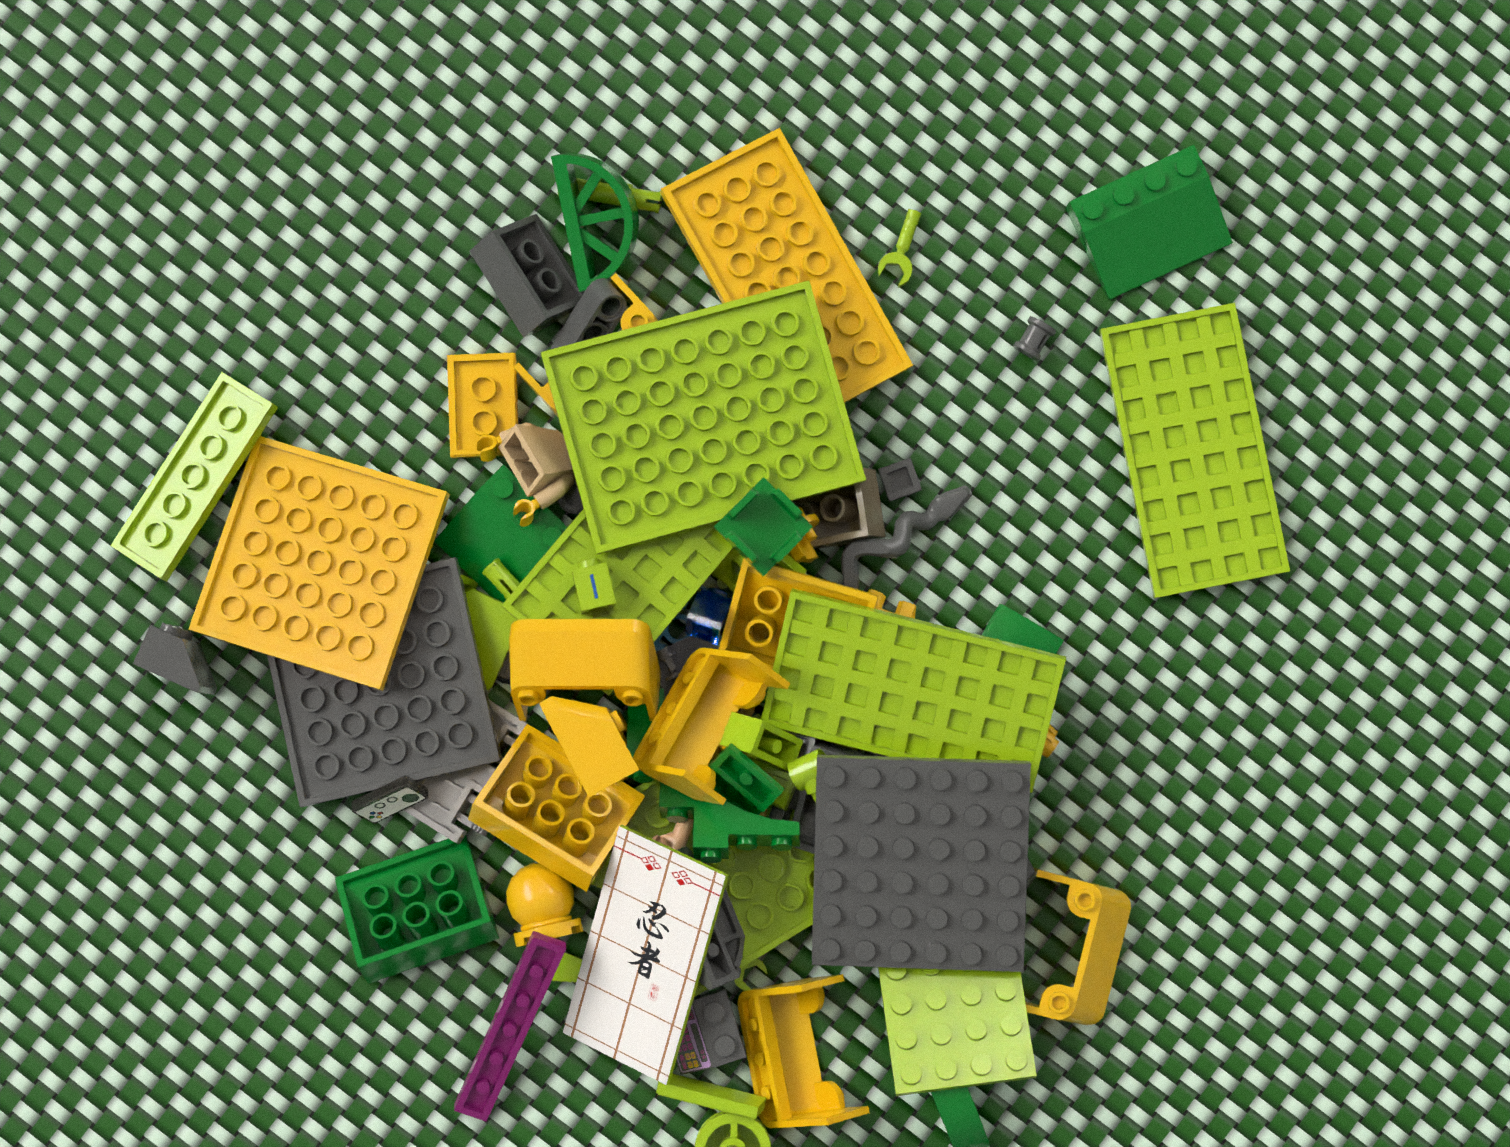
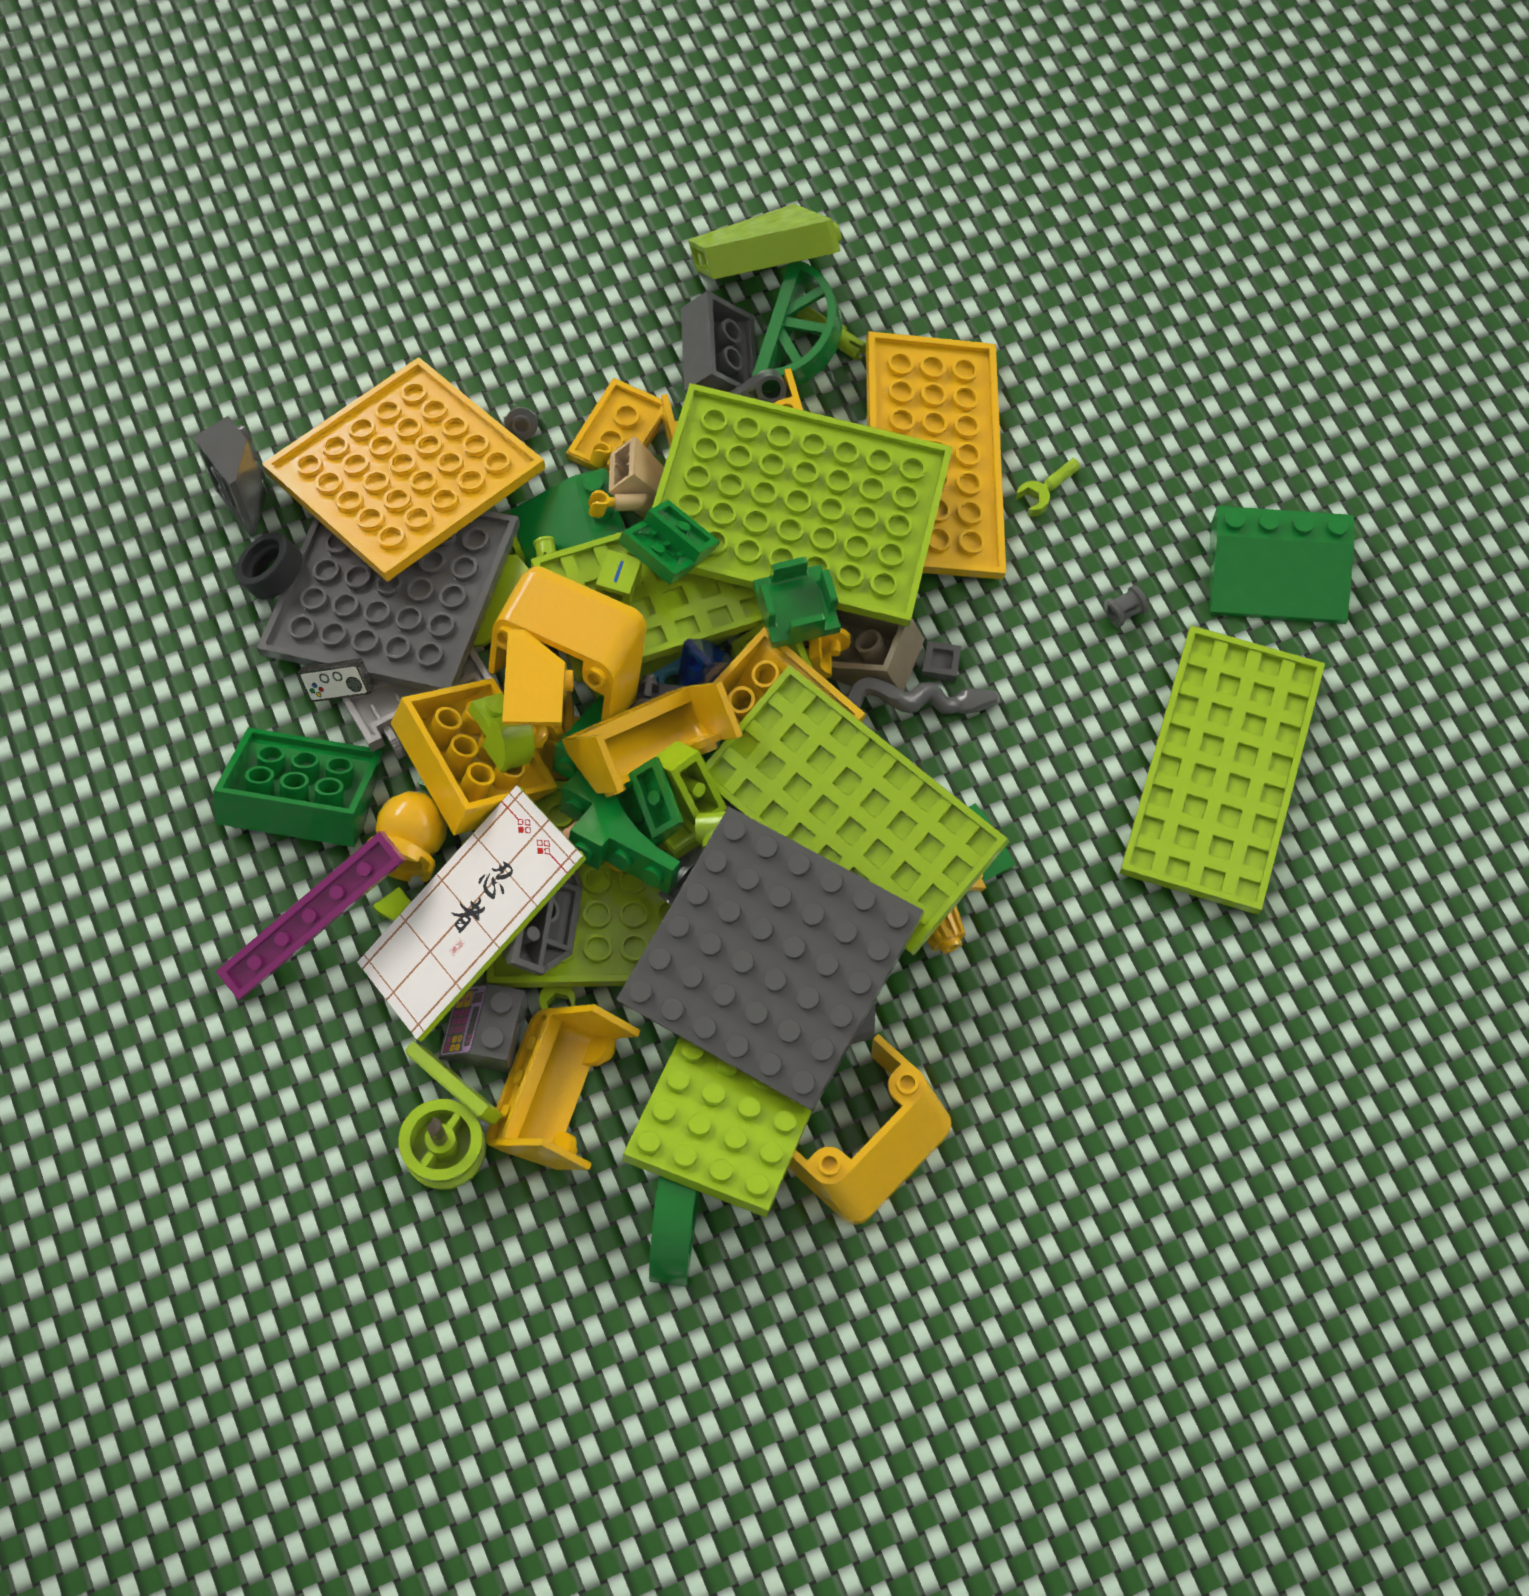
camera: 30 degrees right, 20 degrees down
(194, 476) = (347, 361): plate -> none
(239, 723) = (279, 575): none -> black tyre
(391, 450) = (521, 423): none -> dark grey plate
(514, 145) = (765, 242): none -> lime slope
(560, 776) = (505, 744): none -> lime brick
(619, 530) = (668, 541): none -> green slope

